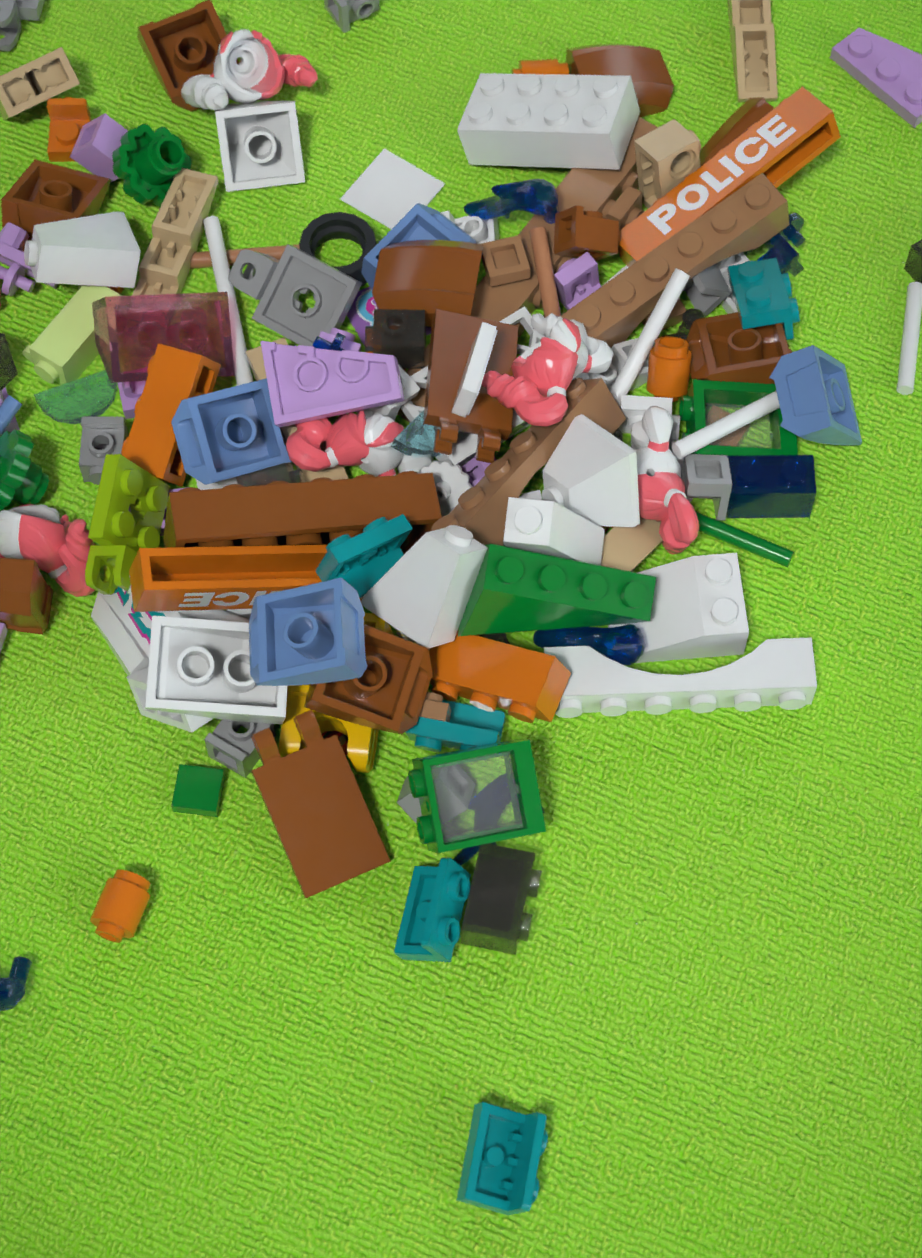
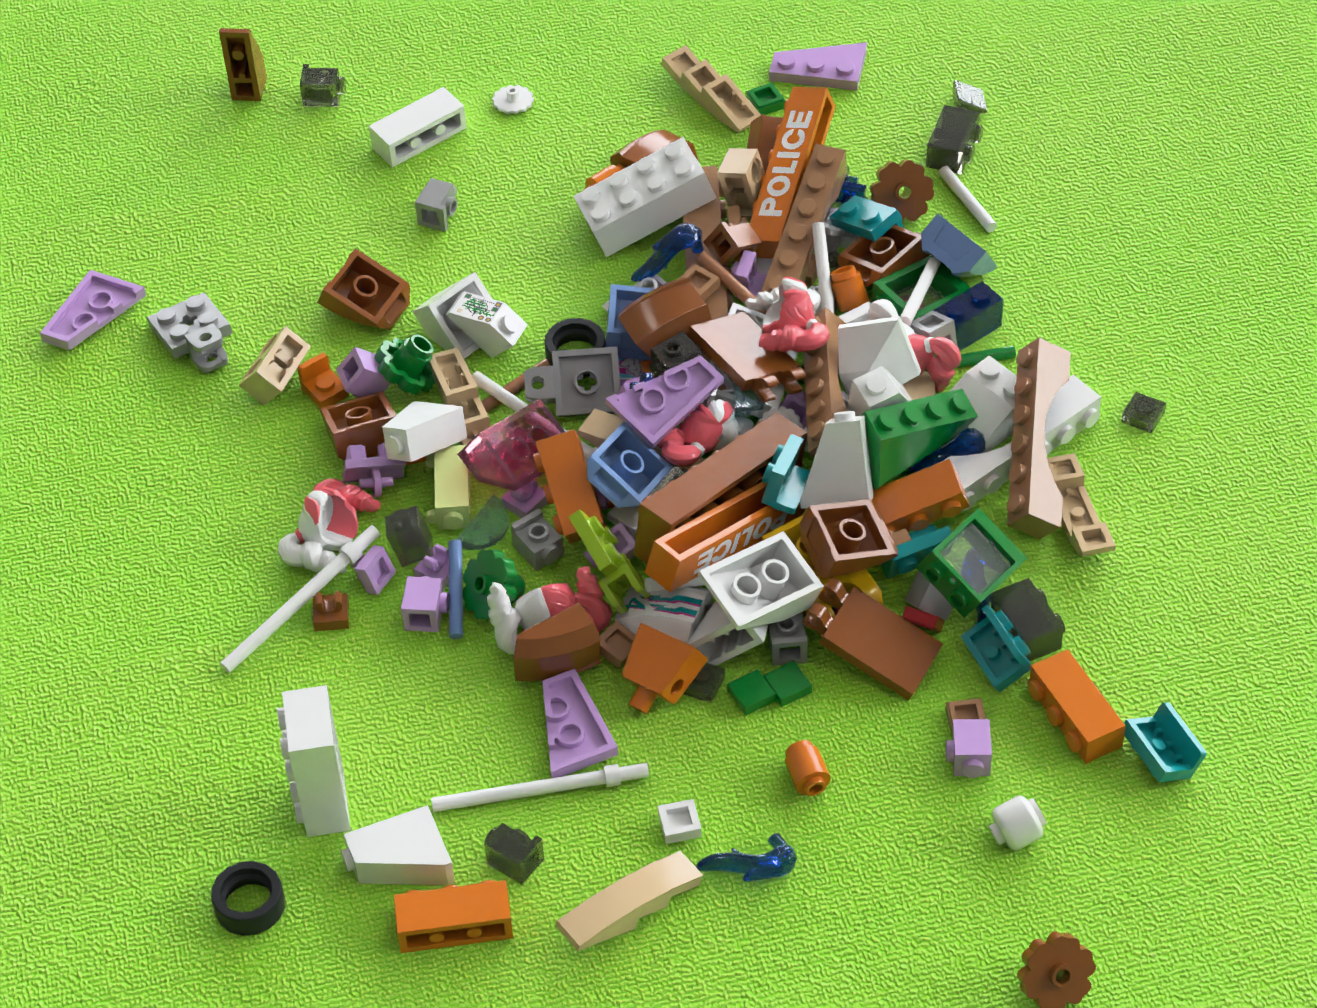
camera: 35 degrees left, 15 degrees down
(72, 625) = (616, 644): none -> medium nougat plate
(78, 683) = (660, 667): none -> orange torso
(120, 724) = (706, 683): none -> clear smoke plate
(154, 773) = (751, 692): none -> green tile
(253, 79) = (421, 277): white hair -> none
(266, 165) = (487, 322): none -> white slope
(267, 1134) = (1017, 822): none -> white head
(301, 1008) = (970, 748): none -> lavender brick
(307, 635) = (804, 522): medium blue slope -> none
(339, 965) = (964, 710): none -> medium nougat tile
(391, 189) = (570, 299): white sticker -> none
(391, 818) = (923, 619): none -> red tile
(453, 1040) = (1076, 706): none -> orange brick
(474, 370) = (752, 339): white tile -> none
(632, 757) = (1033, 494): none -> medium nougat arch
(677, 801) = (1078, 514): none -> tan slope
(801, 73) = (766, 99): none -> green tile
(833, 285) = (916, 191): none -> dark orange plant
(864, 732) = (1143, 412): none -> clear smoke plate

